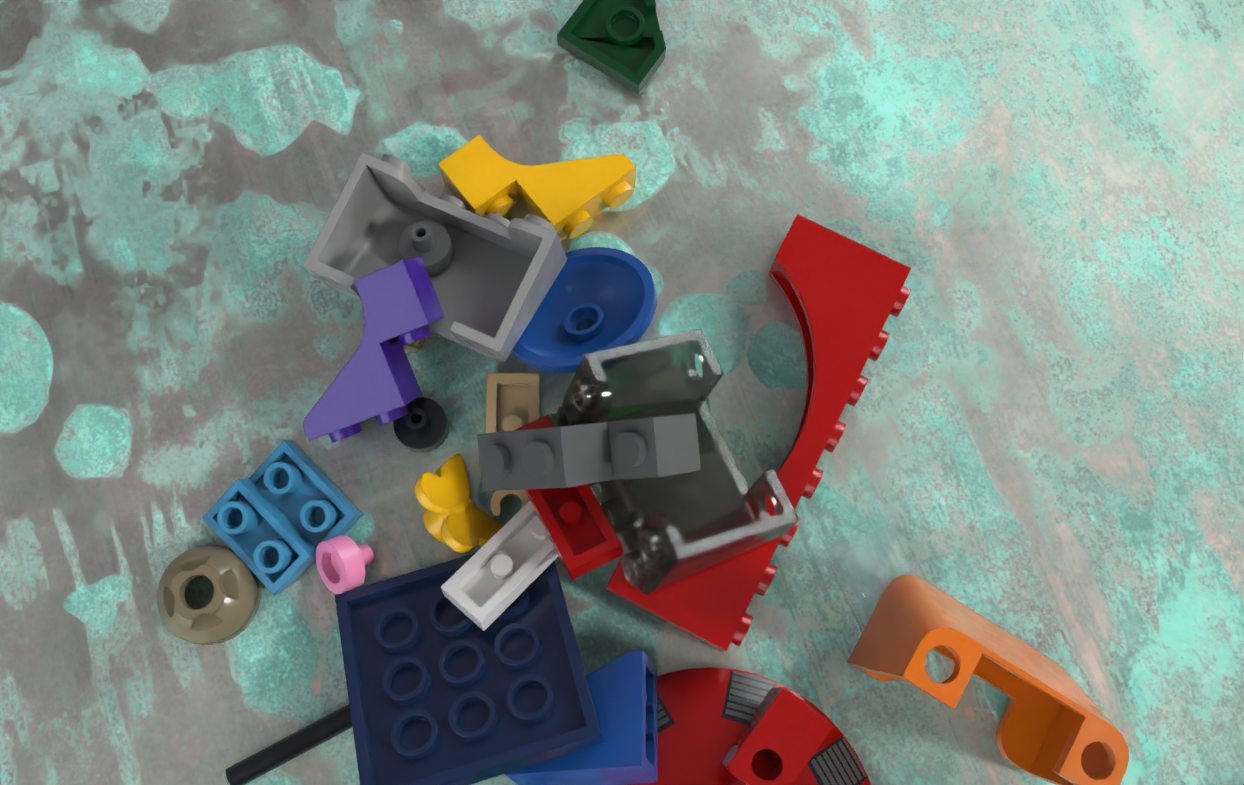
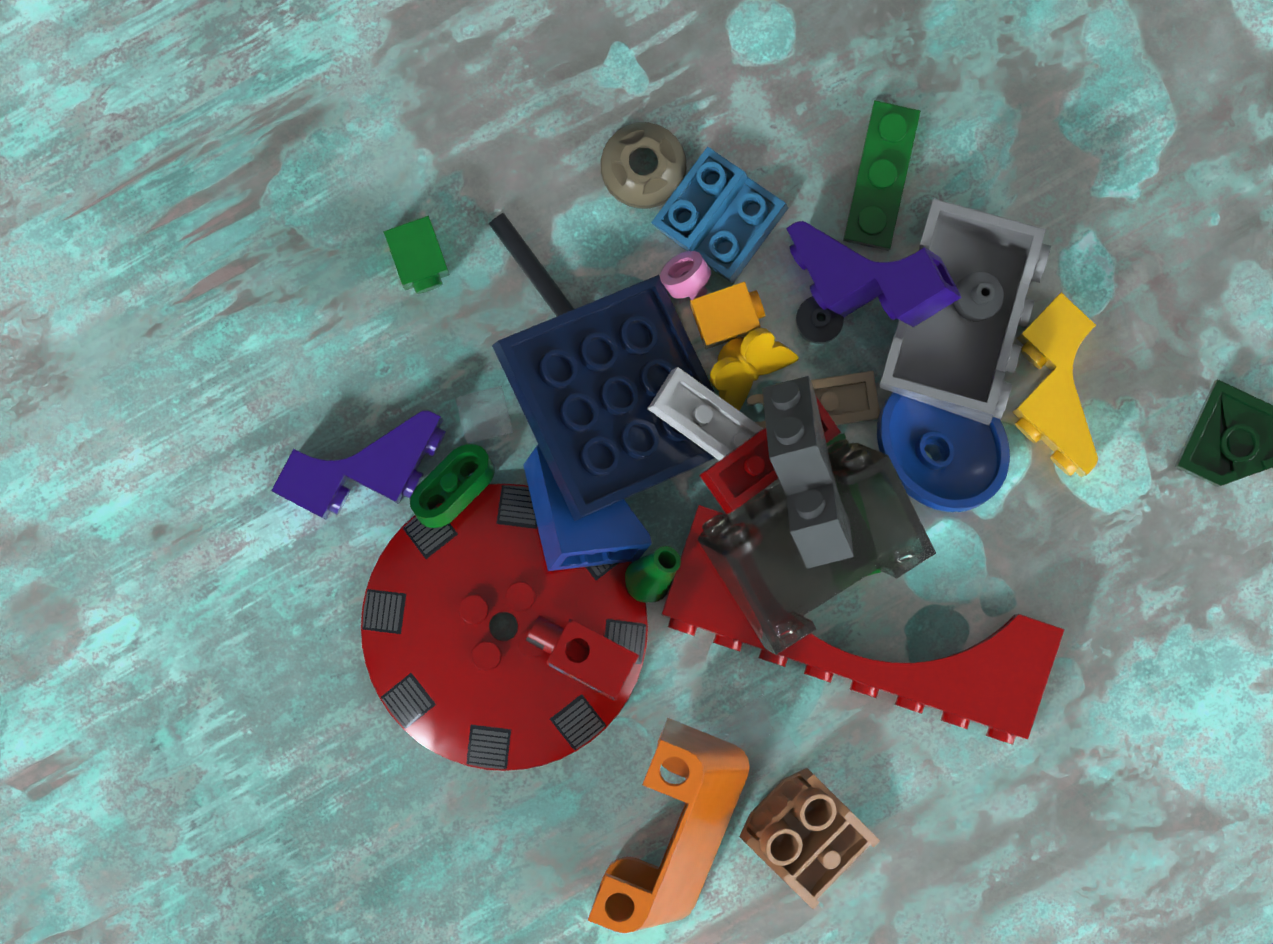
camera: 80 degrees right, 10 degrees up
(276, 334) = (881, 175): none -> green plate
(394, 524) = (727, 314): none -> light orange brick
(678, 655) = (652, 575): none -> green cone
(989, 526) = (806, 835): none -> medium nougat slope

